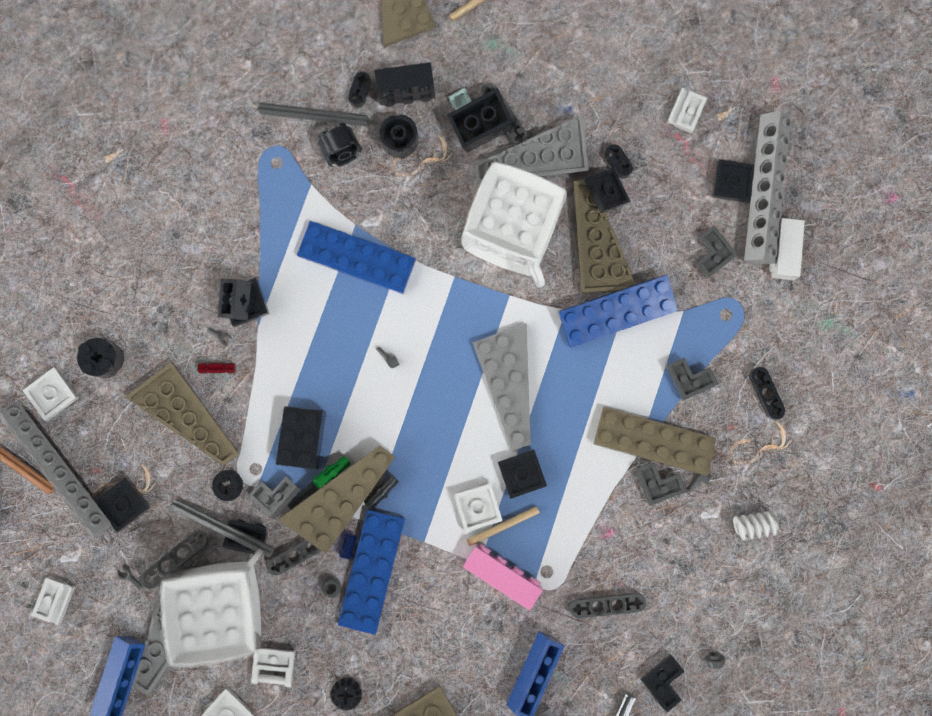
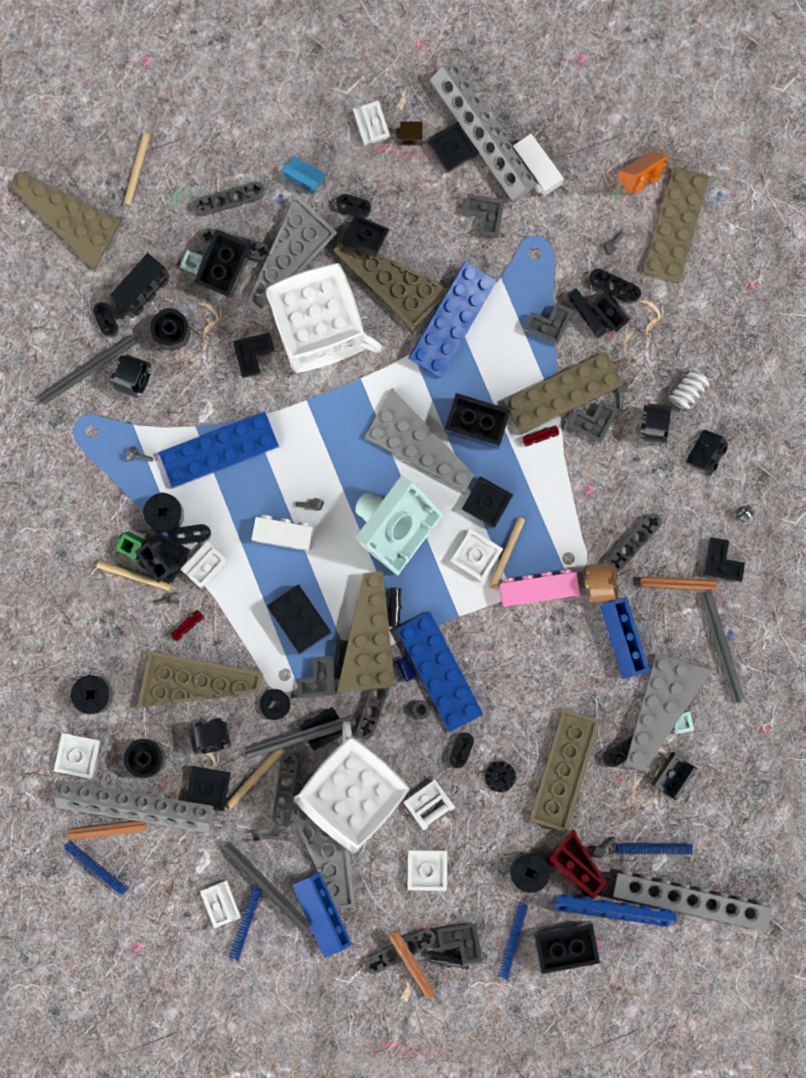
camera: 45 degrees left, 0 degrees up
(69, 628) = (249, 922): none -> blue piece
(87, 447) = (136, 750): none -> black brick
(96, 659) = (266, 886): none -> dark grey axle
(155, 468) = (209, 736): none -> black brick
(162, 527) = (254, 778): none -> tan bar
(210, 294) = (133, 575): none -> tan bar
(228, 269) = (125, 544): none -> green brick
(264, 261) = (153, 509): none -> black brick
(268, 334) = (204, 565): none -> white plate
(283, 300) = (194, 538): none -> black beam
(291, 204) = (133, 452): none -> dark grey hand
(331, 471) = (344, 624): green pin -> none
(337, 651) = (466, 752): none -> black beam
(347, 361) = (282, 533): none -> white brick
(434, 430) = (396, 523): none -> light aqua piece
(442, 202) = (248, 350): none -> black plate
(528, 79) = (228, 196): none -> dark grey beam
(555, 616) = (602, 582): none -> medium nougat brick
(569, 405) = (477, 421): none -> black brick
(601, 106) = (303, 174): none -> dark azure panel
(608, 459) = (540, 435): none -> dark red axle
(615, 668) = (678, 583): none -> nougat axle
(708, 529) = (657, 423): none -> black brick
(710, 142) = (410, 133): none -> dark brown brick
(727, 395) = (587, 313): none -> black beam
(728, 586) = (707, 452): none -> black bracket
(747, 411) = (610, 311): none -> black brick
(789, 360) = (610, 247): none -> dark grey hand
(856, 387) = (676, 225): none -> dark tan plate
(868, 324) = (643, 171): none -> orange slope

